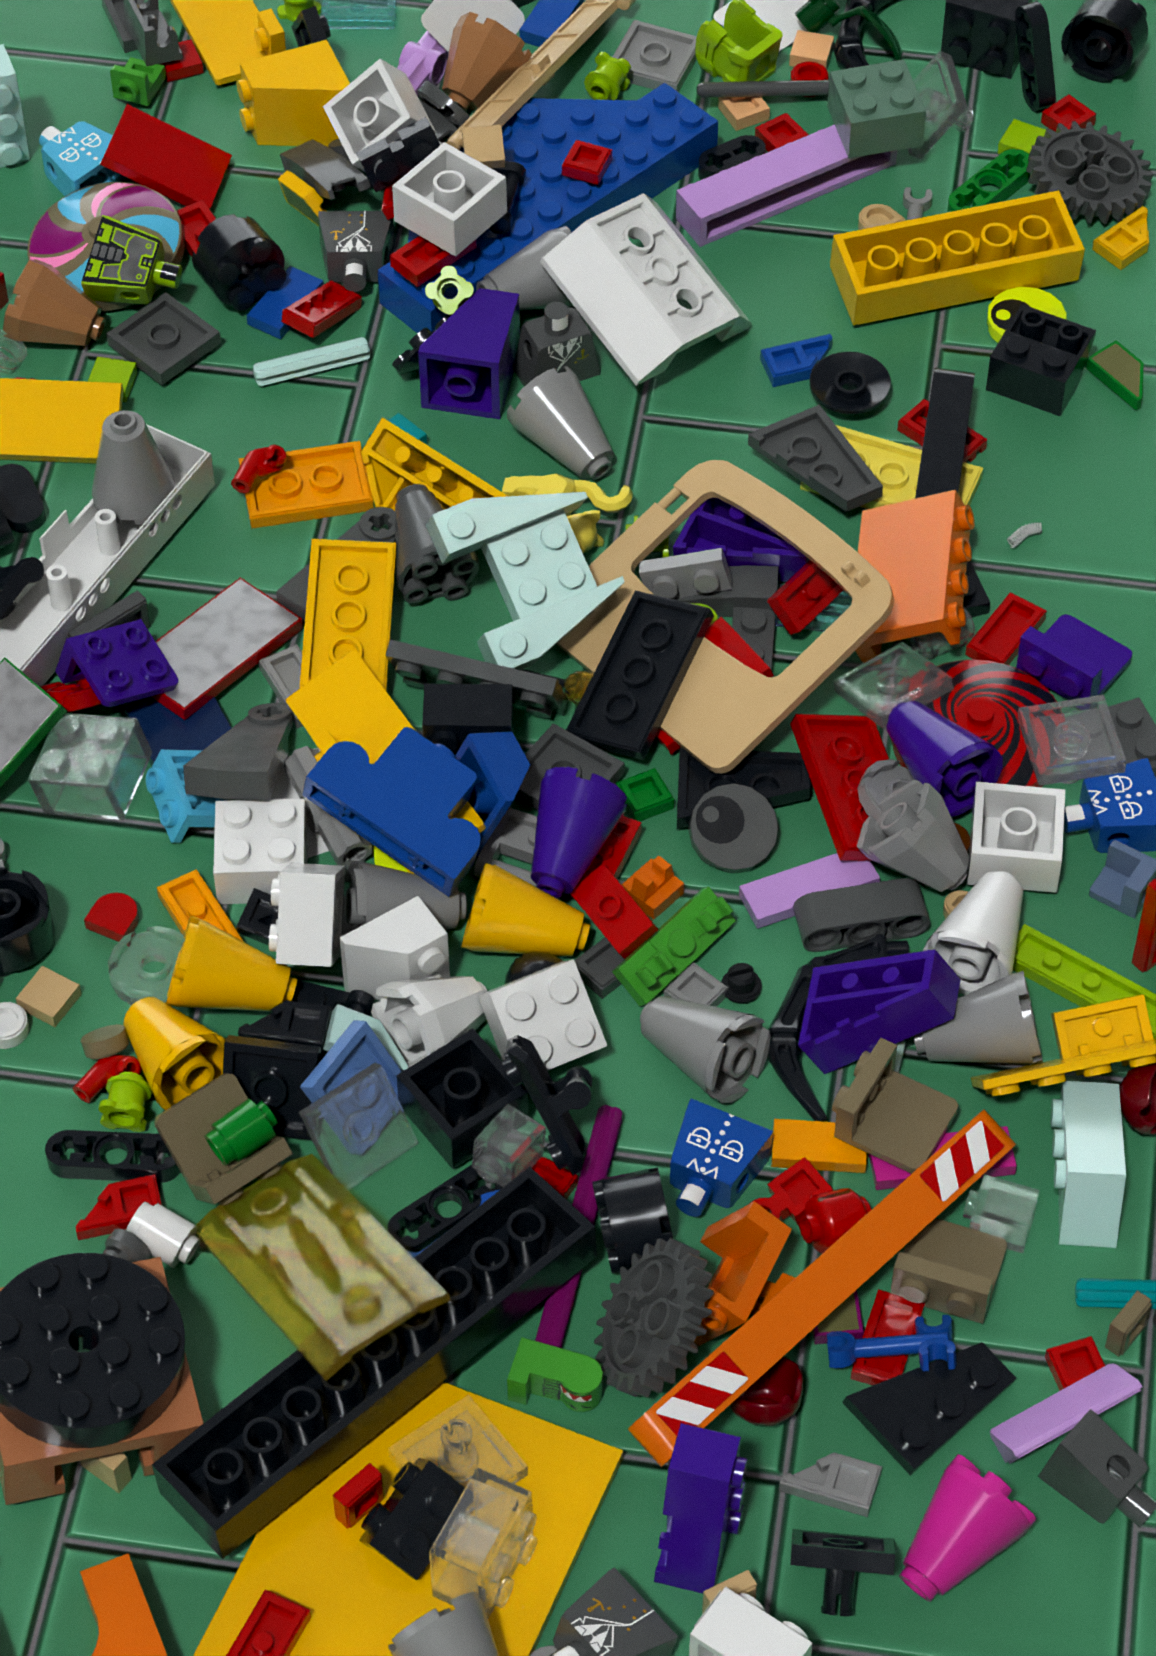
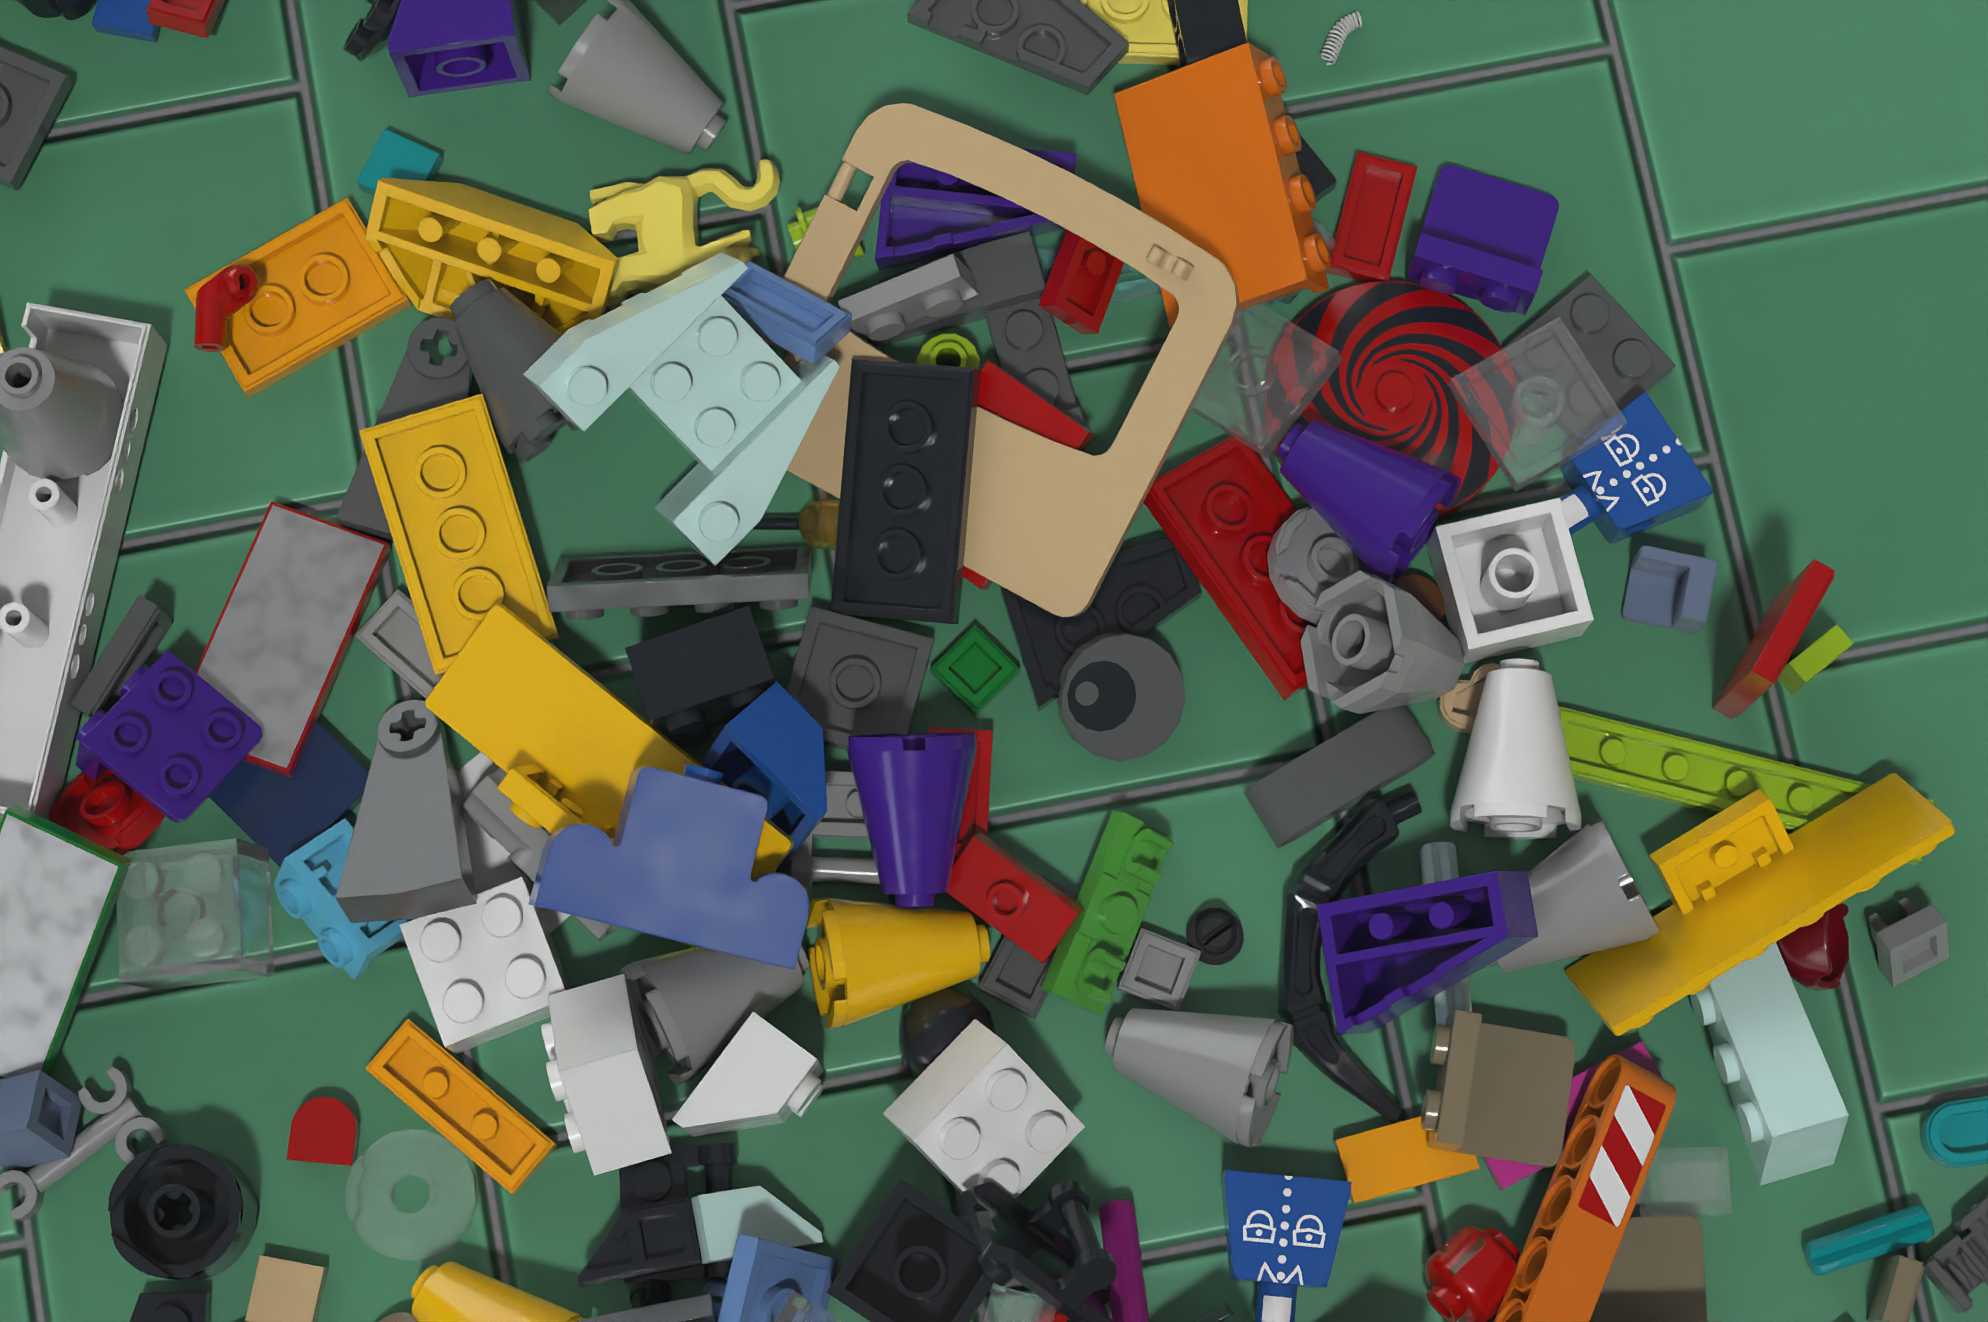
camera: 20 degrees left, 25 degrees up
(226, 973) = (524, 1202): yellow cone -> none
(258, 917) = (525, 1067): black tile -> none
(311, 361) = (219, 74): light aqua axle -> none
(428, 1012) = (830, 1158): white cone -> none
(606, 555) = (787, 313): none -> medium blue tile
(654, 886) = (1041, 822): orange tile -> none
(773, 896) = (1243, 752): lavender tile -> none
(793, 1190) = (1403, 1249): red plate -> none

